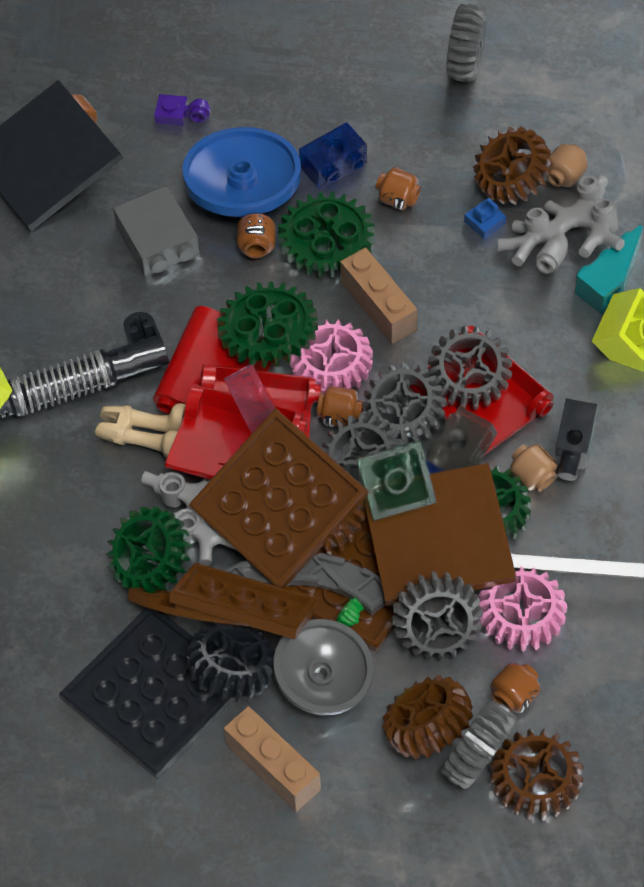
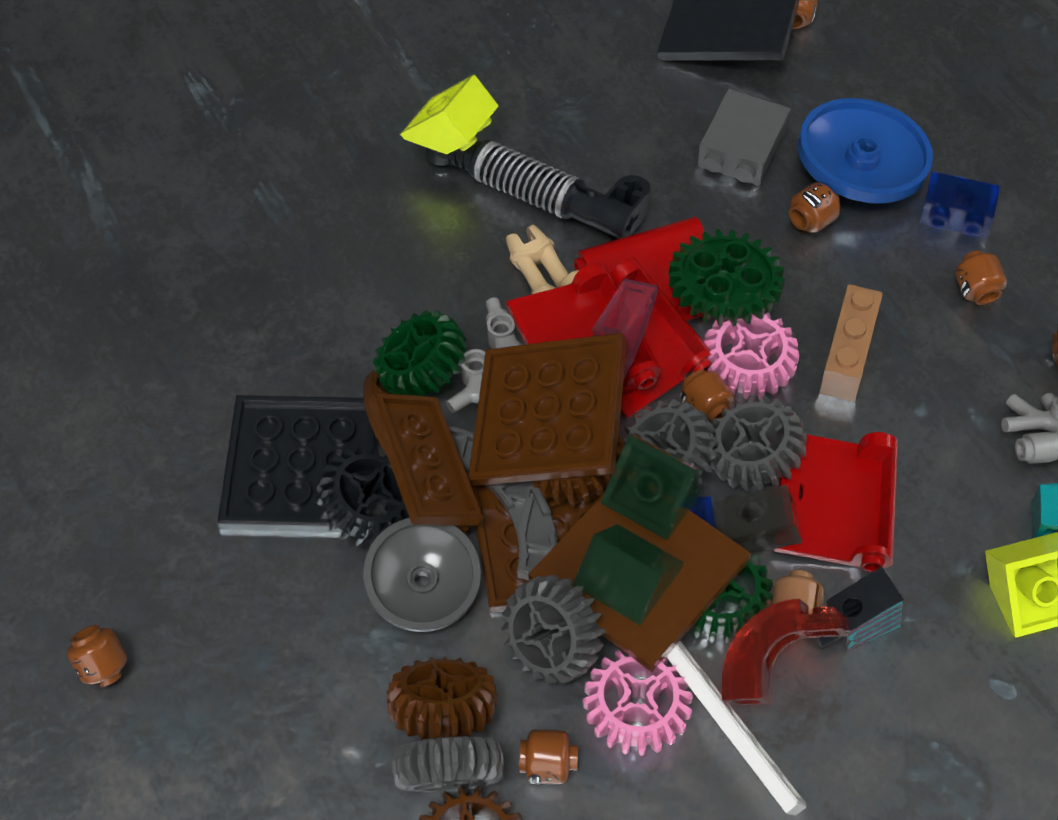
camera: 50 degrees right, 0 degrees up
(174, 109) = (880, 64): dark purple plate -> none
(272, 759) = (300, 602): medium nougat brick -> none
(321, 227) = (900, 260): dark green gear -> none
(350, 612) = (498, 555): green piece -> none
(442, 541) = (626, 572): none -> clear green slope
(479, 374) = (856, 460): dark grey gear -> none
(485, 218) = (1028, 369): blue tile -> none
(552, 519) = (762, 639): none -> clear red arch

